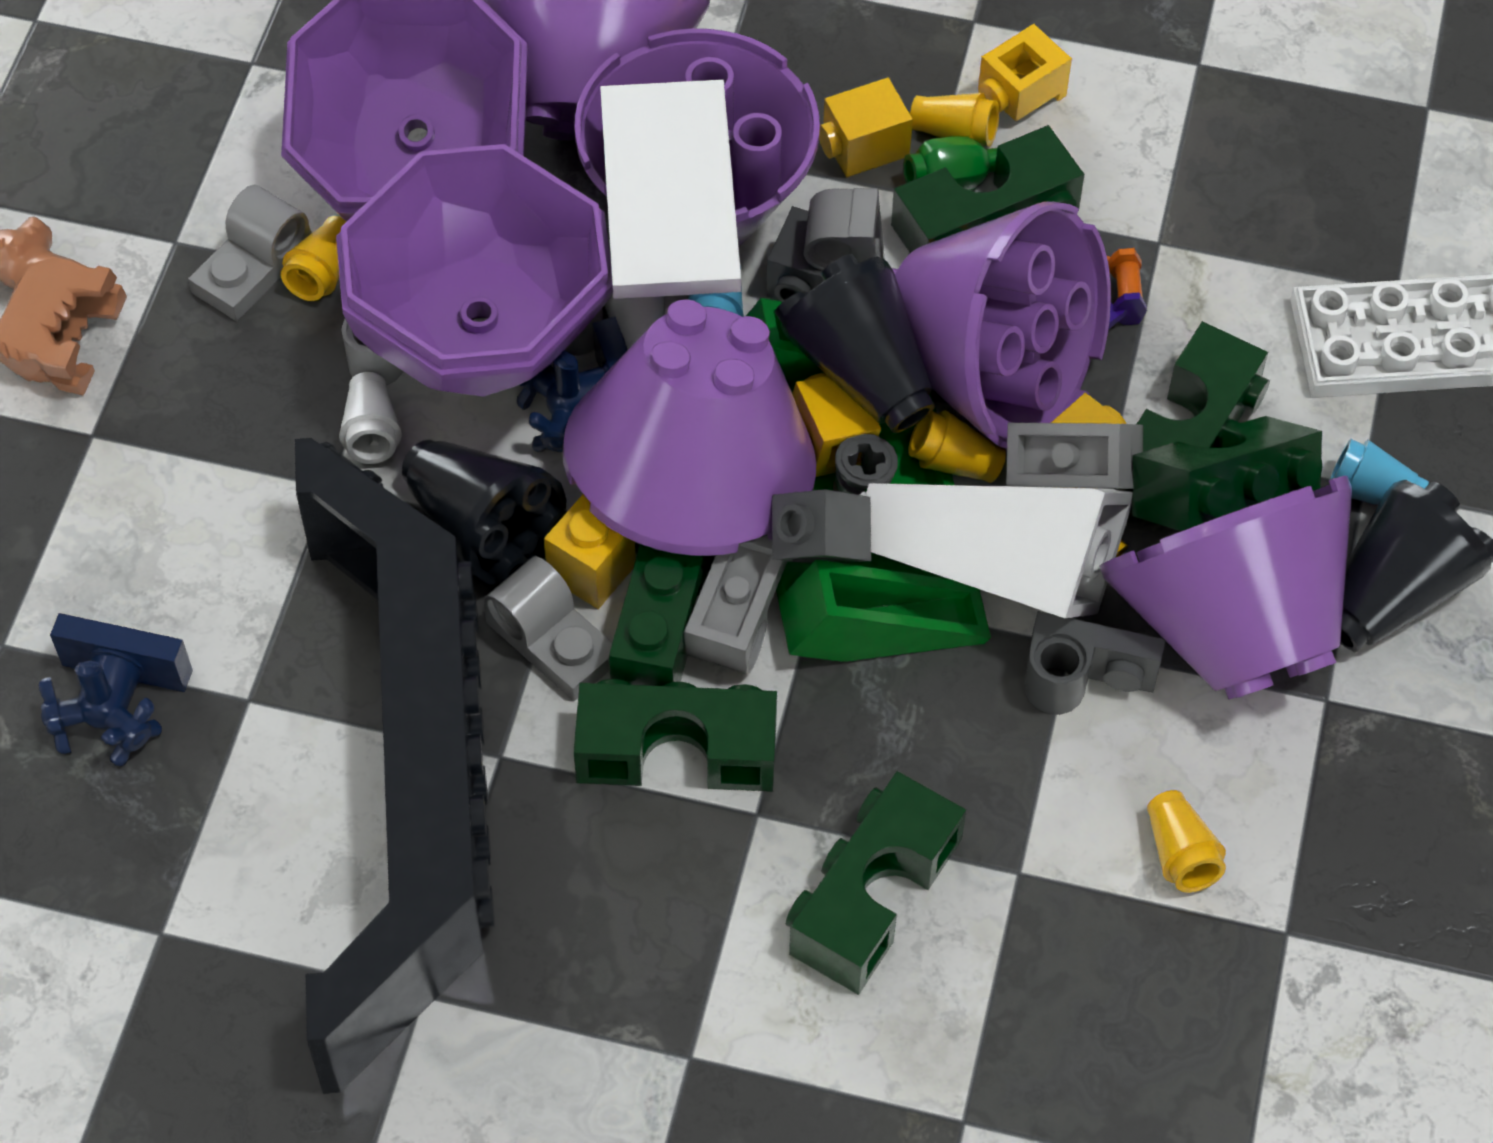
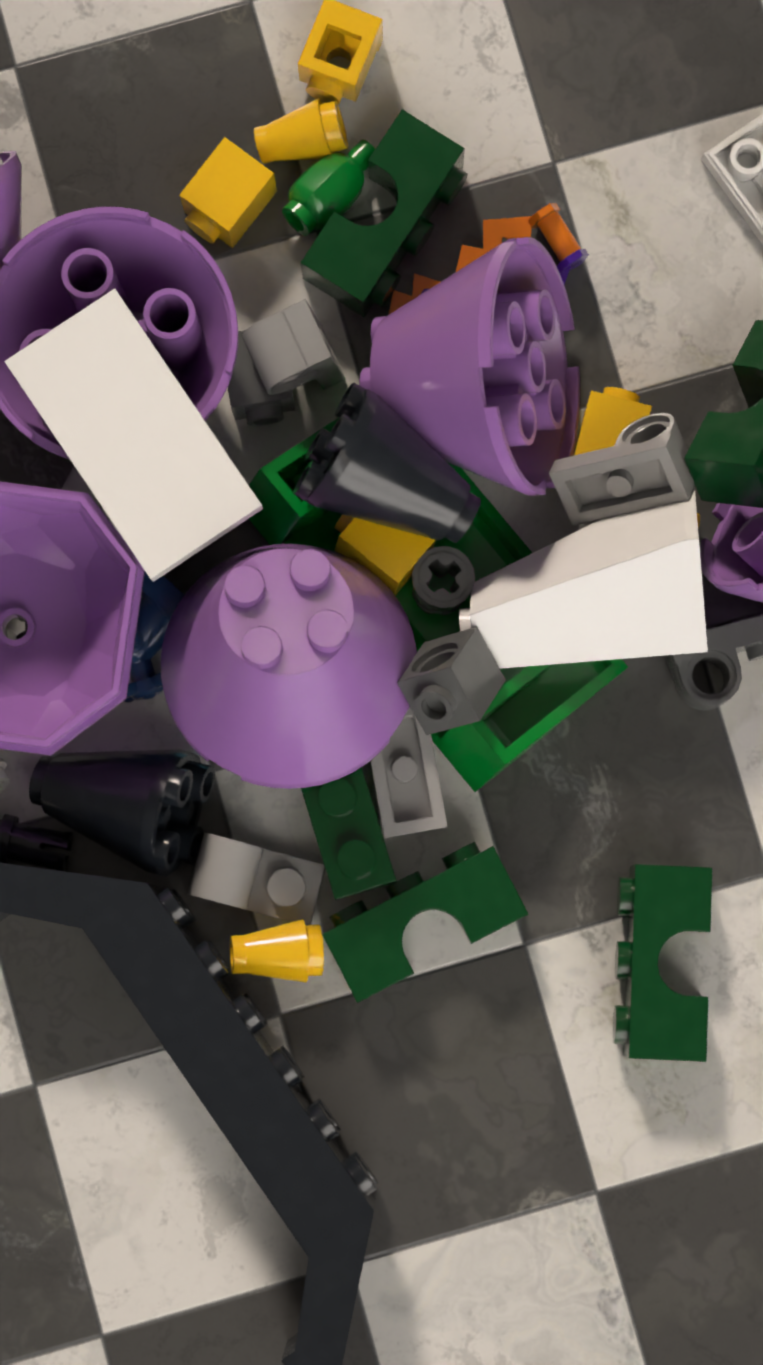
camera: 25 degrees left, 25 degrees up
(533, 686) = (279, 952): none -> yellow cone
(589, 554) = (243, 801): yellow brick -> none
(953, 447) = (503, 507): yellow cone -> none
(1216, 382) = (694, 300): dark green arch -> none

